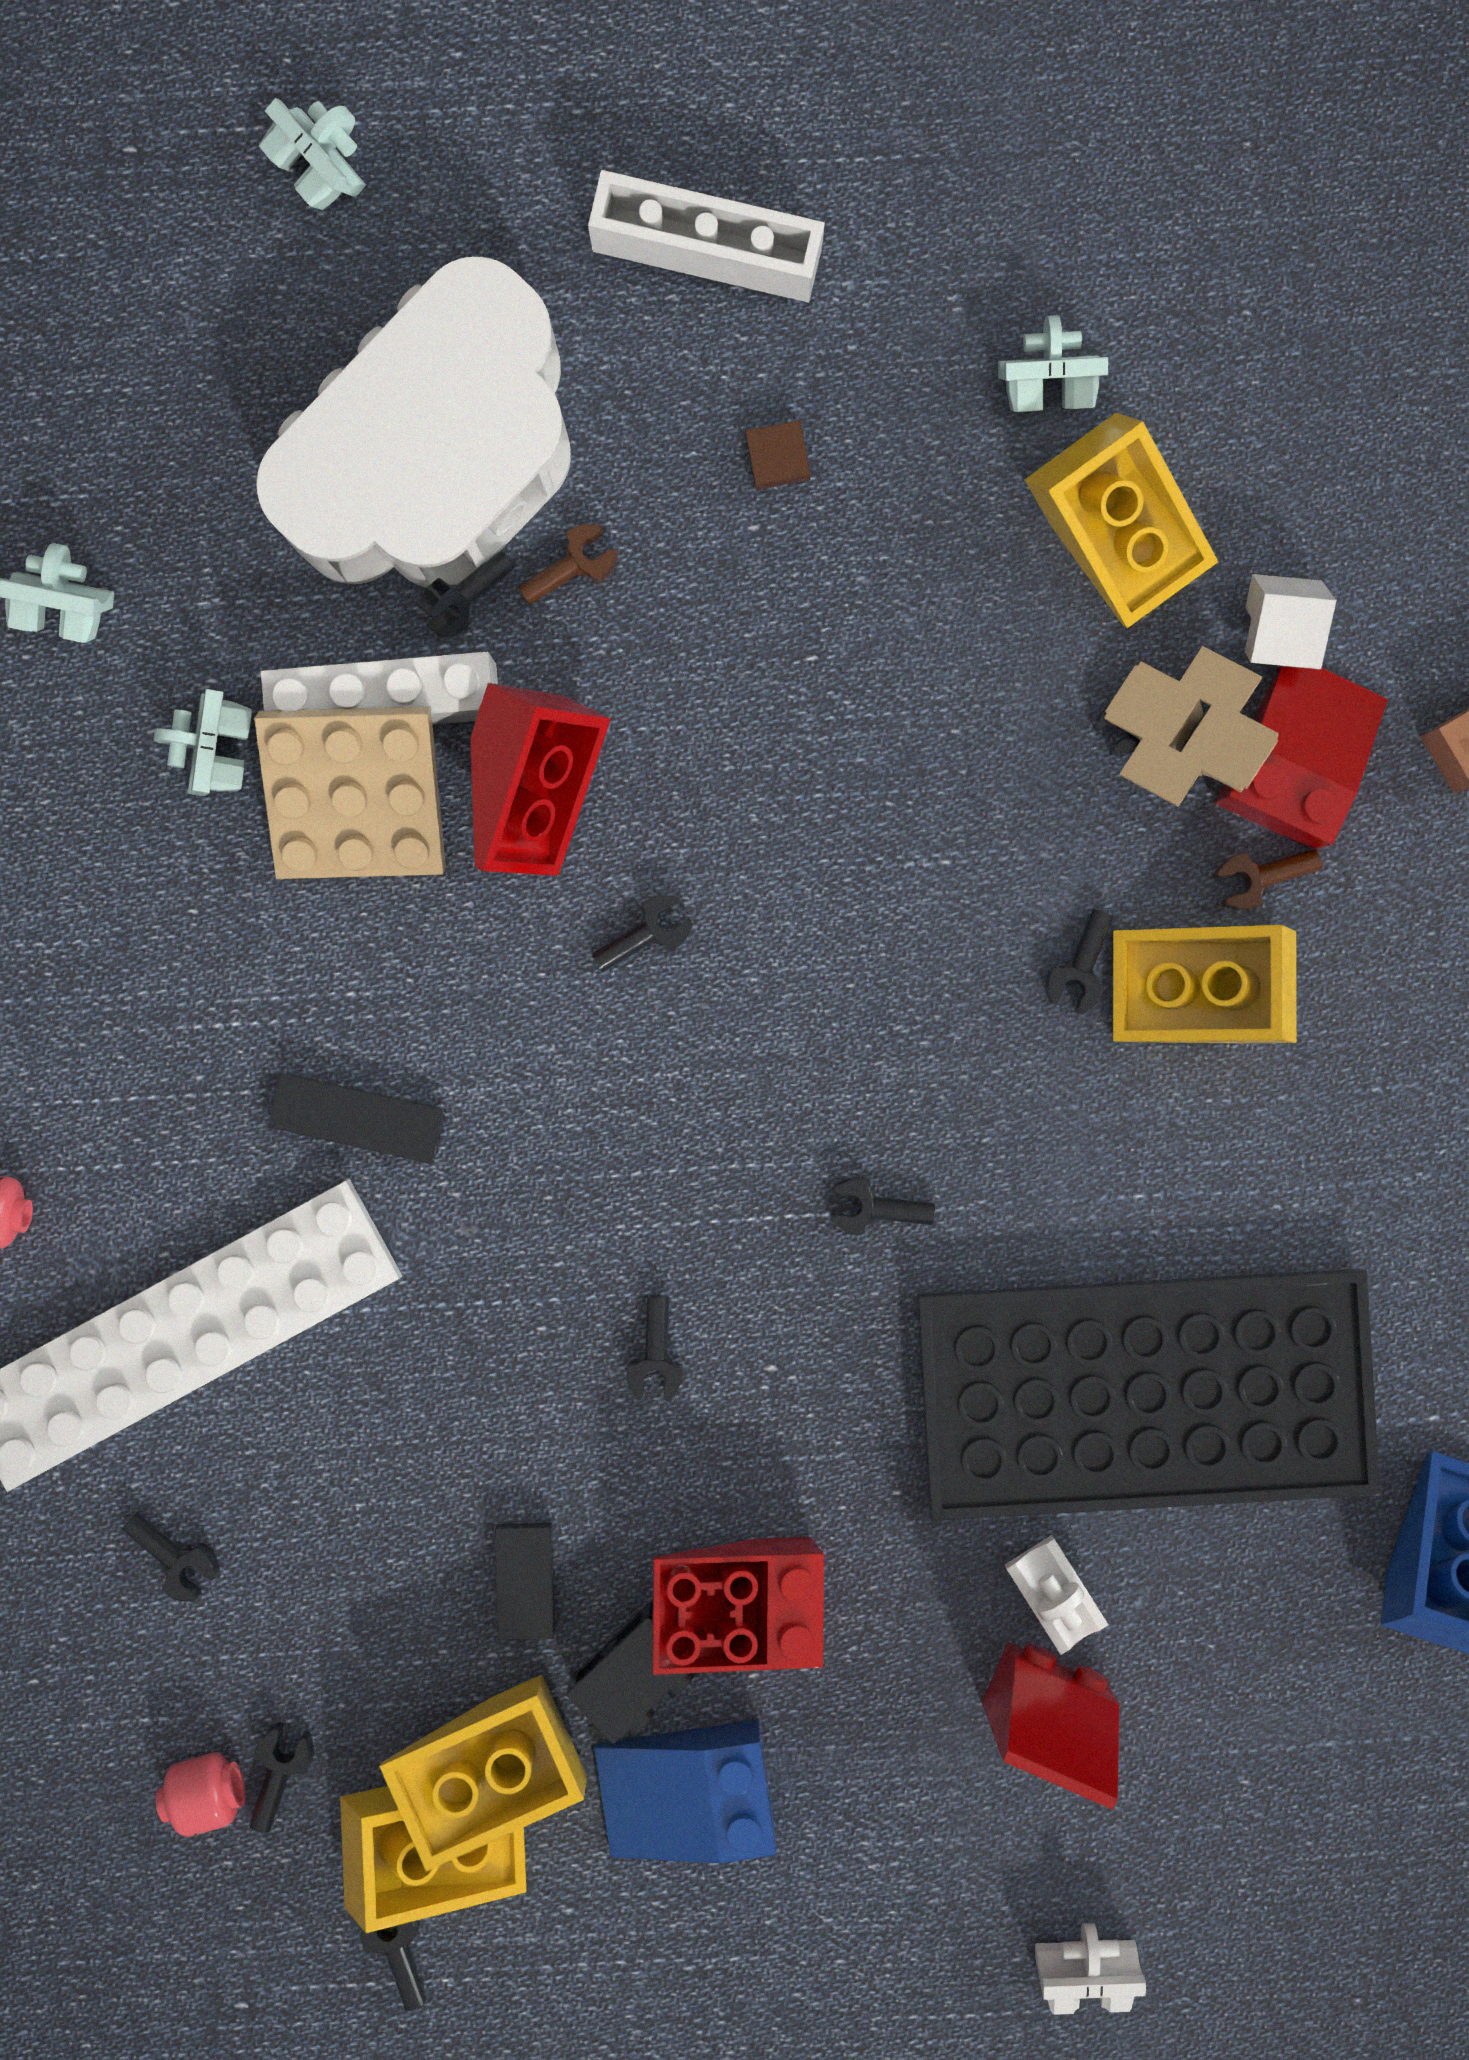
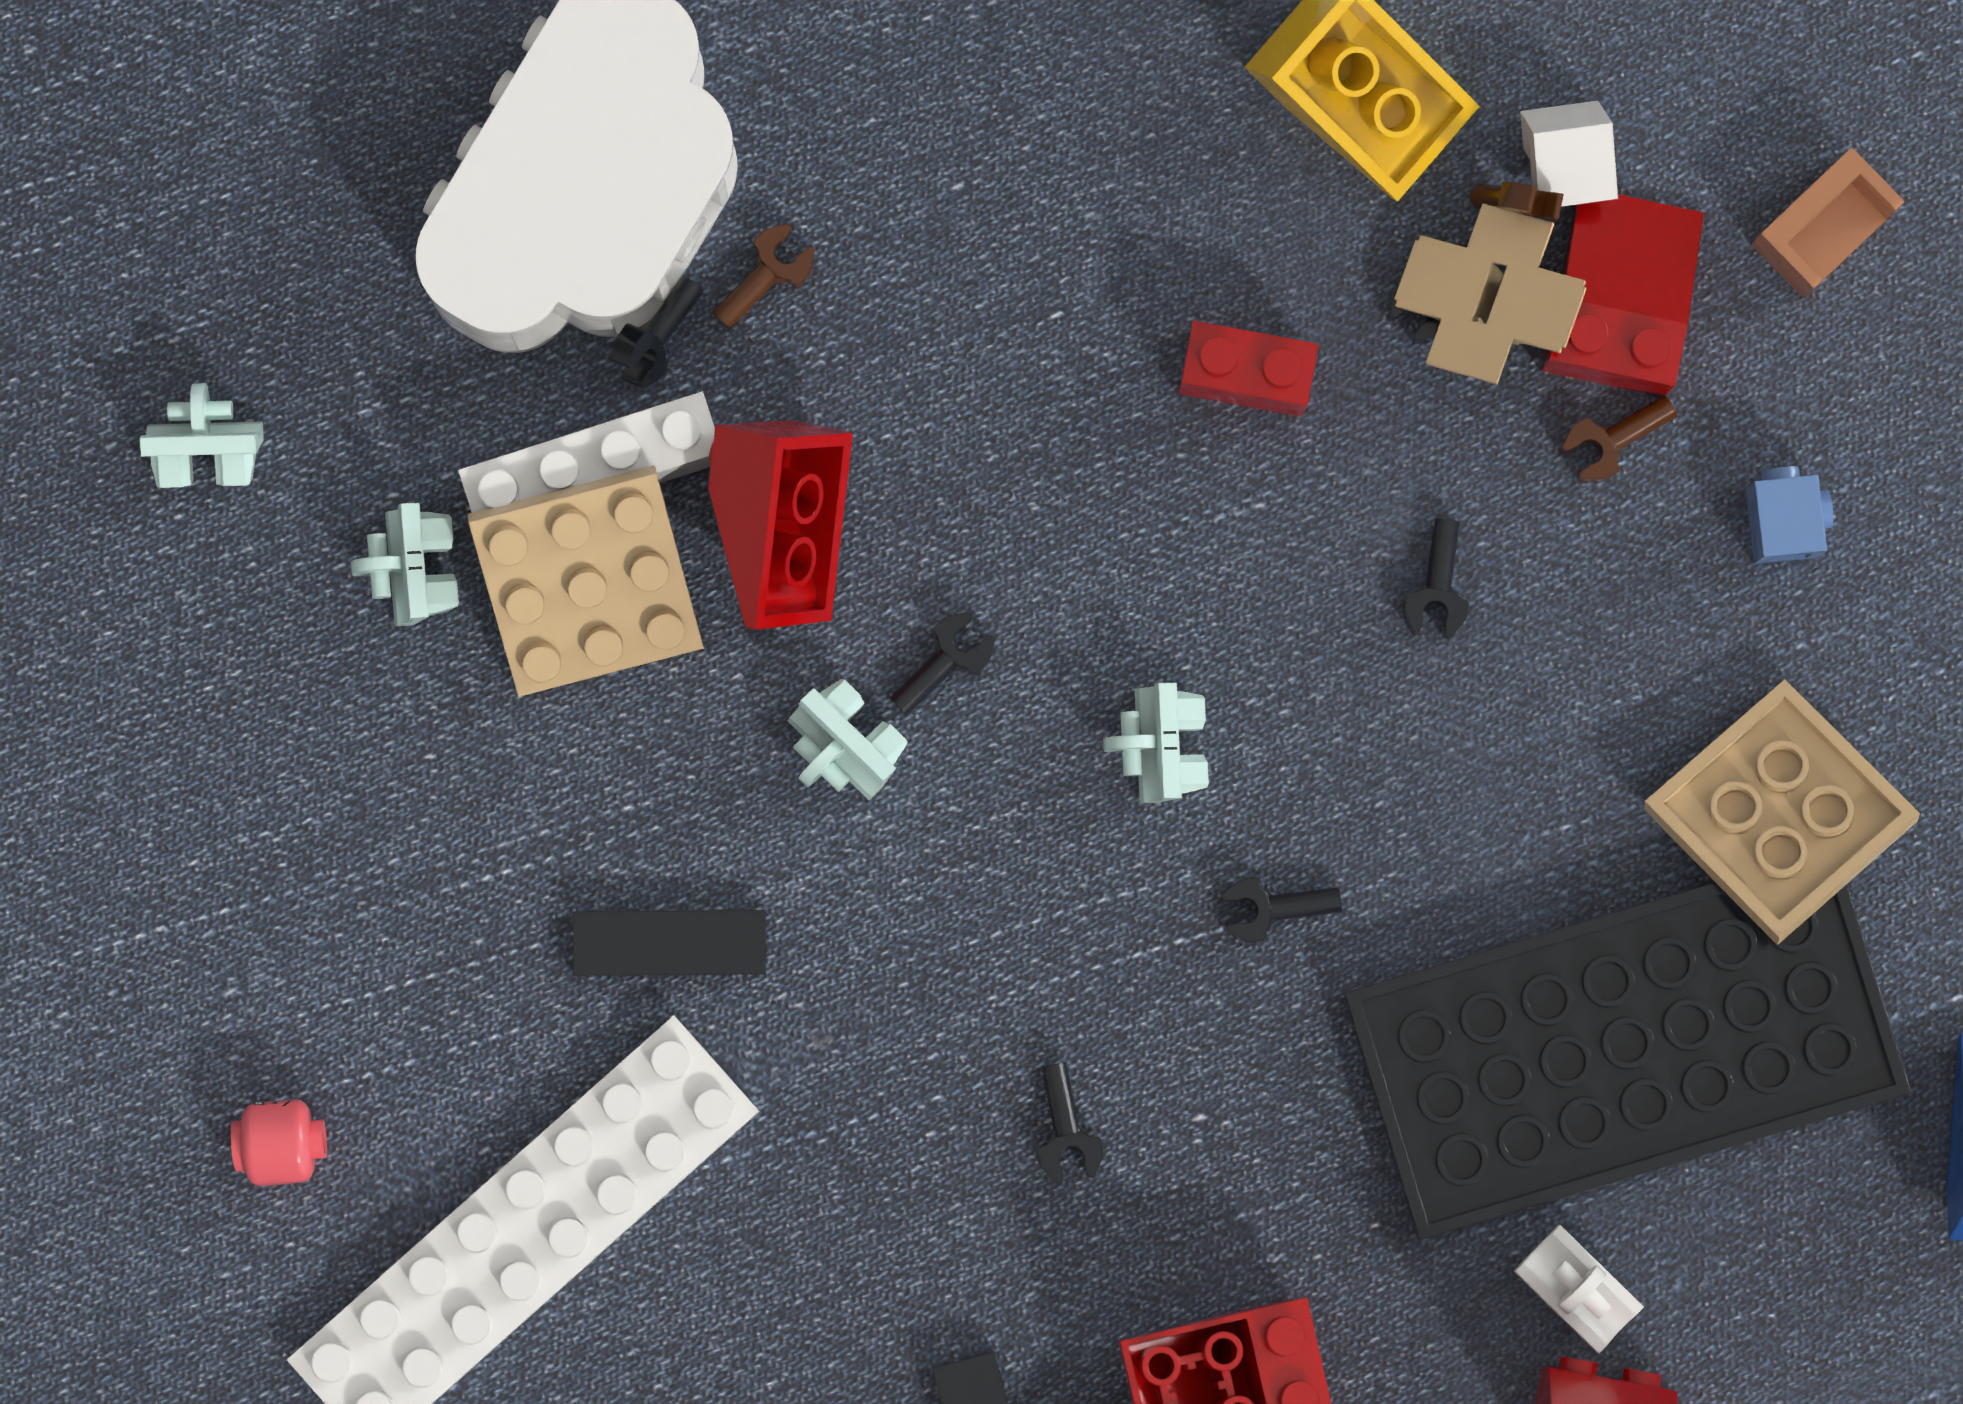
camera: 15 degrees left, 5 degrees down
(531, 962) = (839, 749): none -> light aqua hips
(777, 455) = (966, 102): reddish brown tile -> none
(806, 1044) = (1152, 743): none -> light aqua hips
(965, 742) = (1248, 368): none -> red brick
(1205, 985) = (1579, 573): yellow slope -> none
(1237, 648) = (1518, 199): none -> reddish brown bar
(1330, 1232) = (1781, 811): none -> tan plate
(1396, 978) = (1788, 516): none -> medium blue brick

